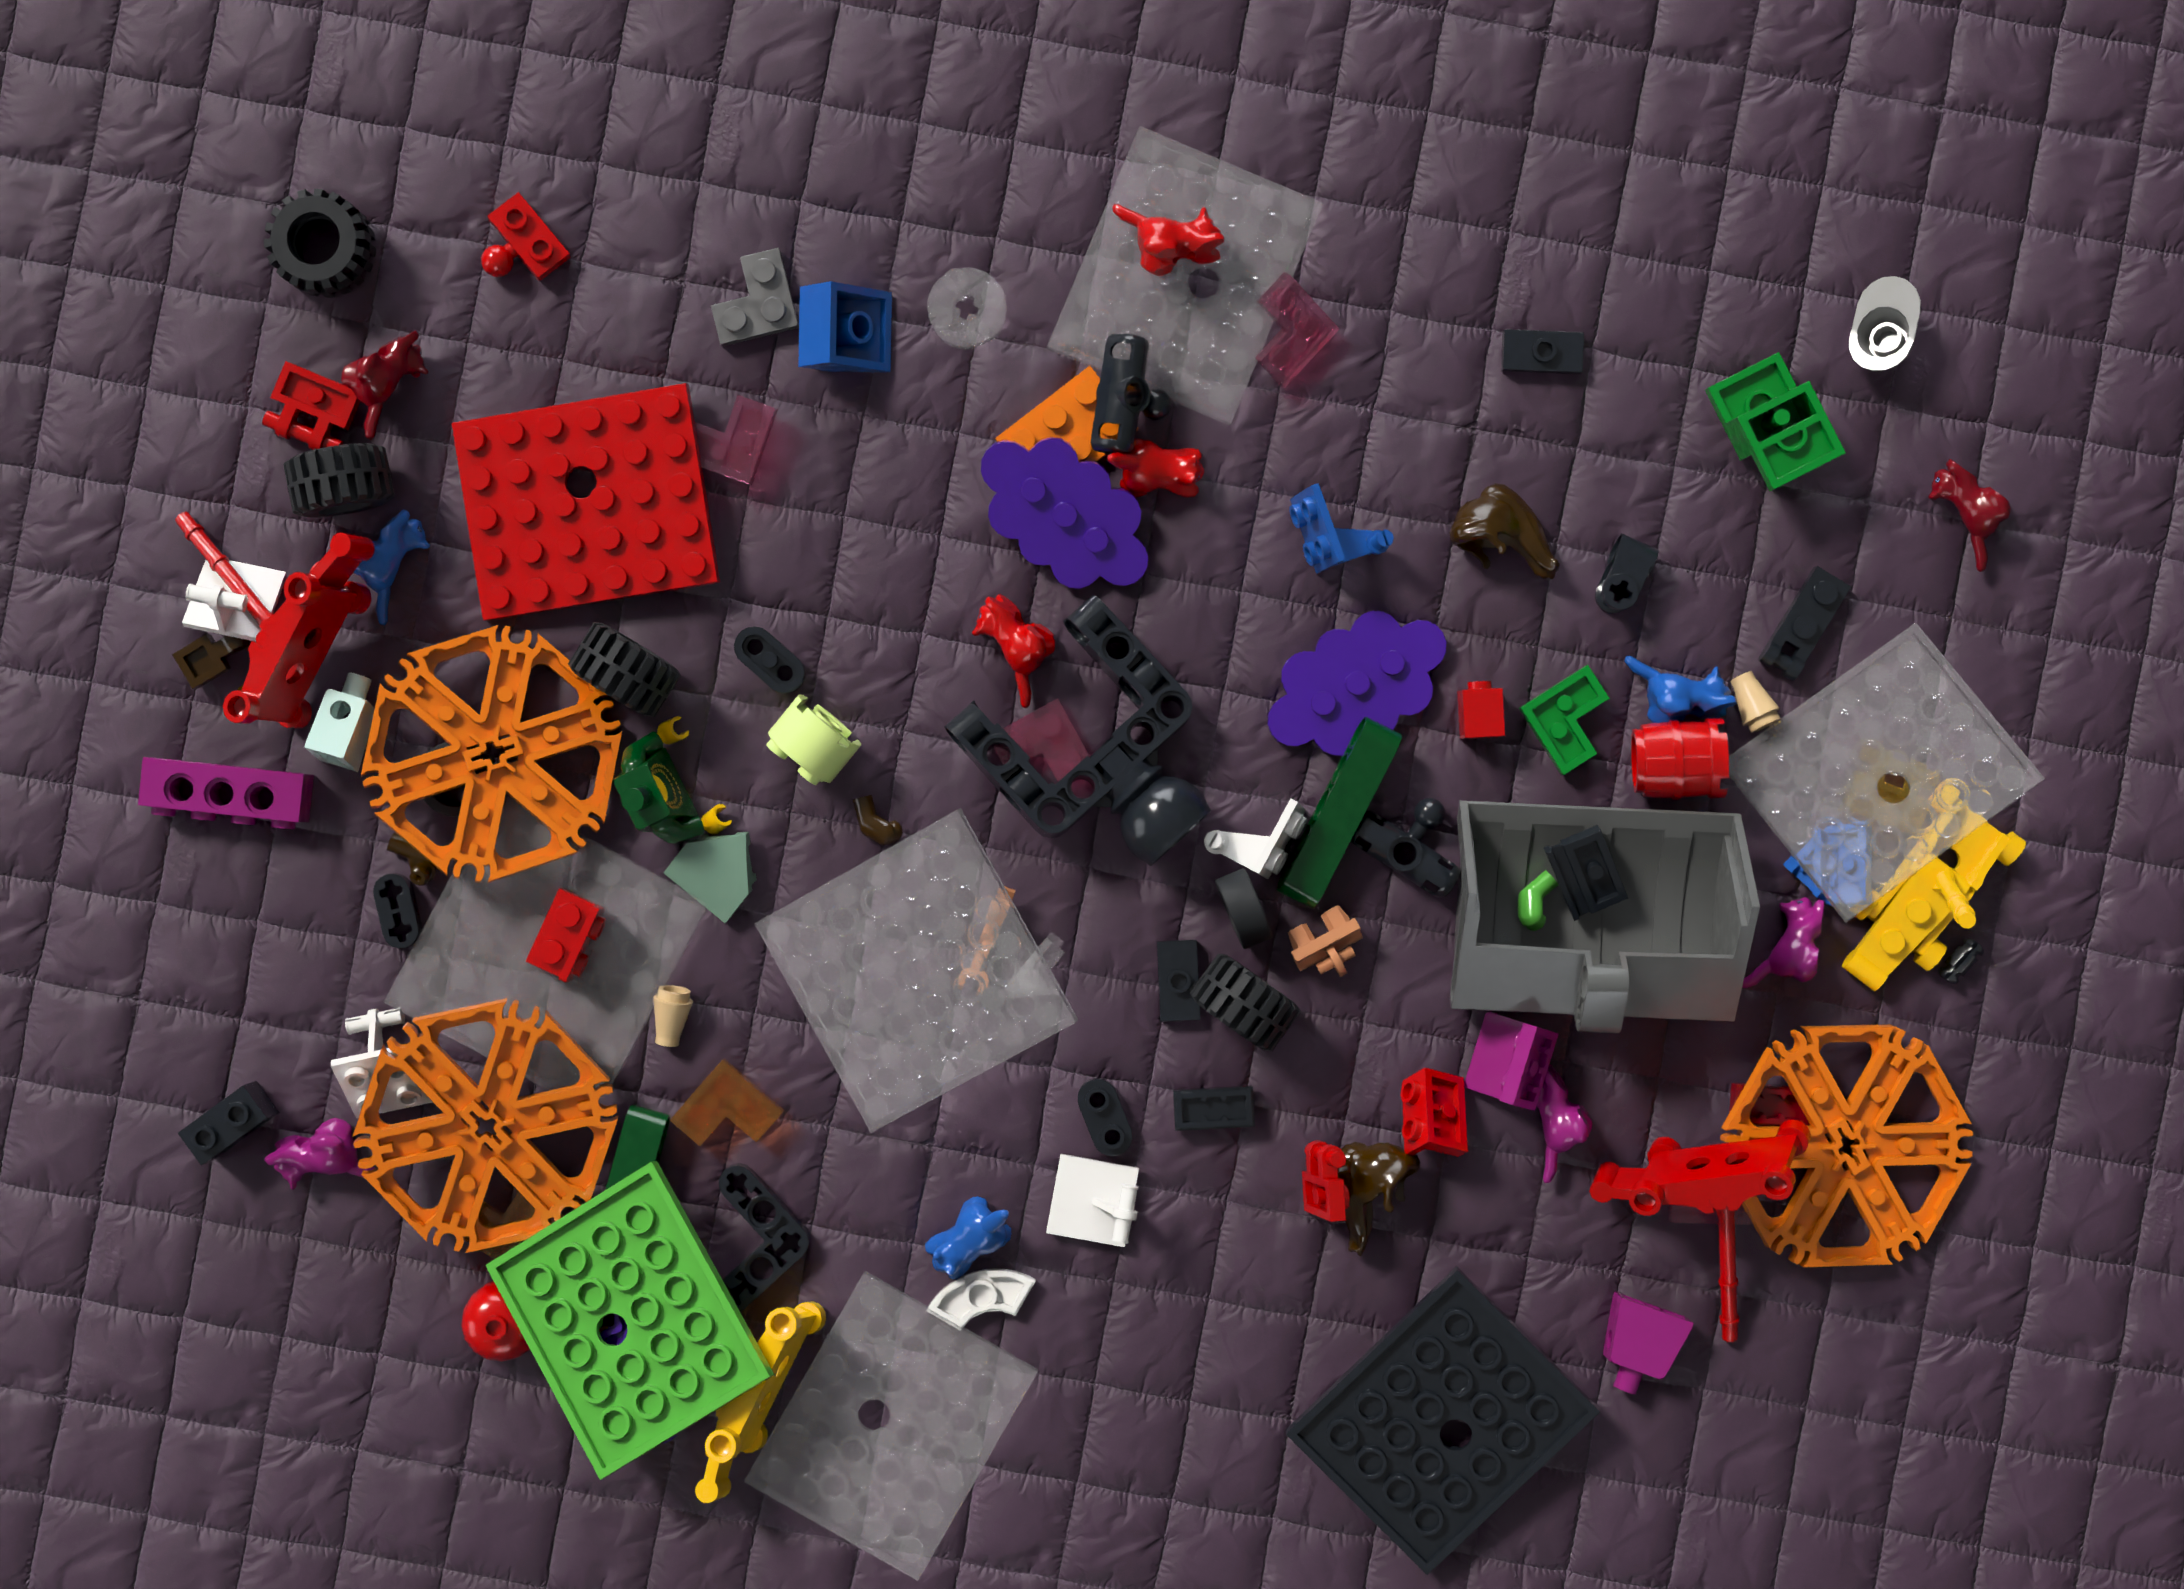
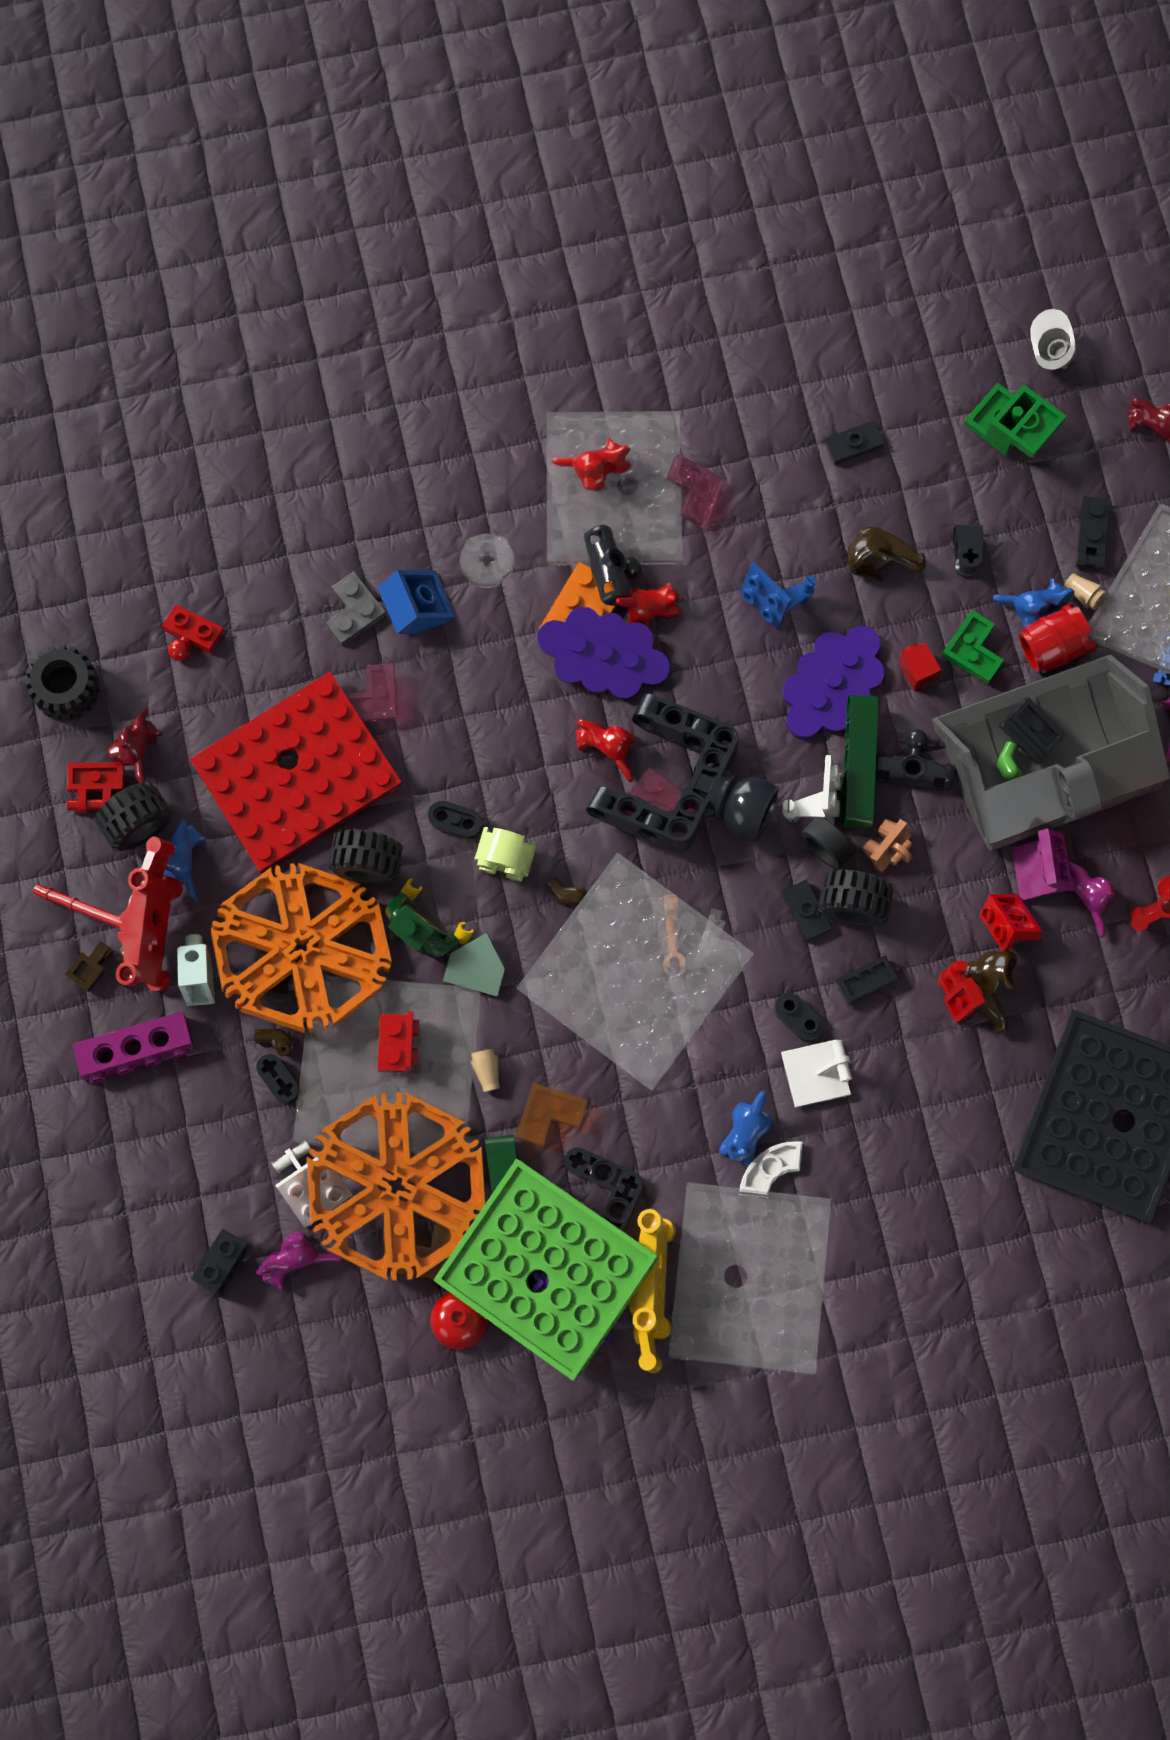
camera: 25 degrees left, 15 degrees down
(221, 611) = (84, 930): white plate -> none

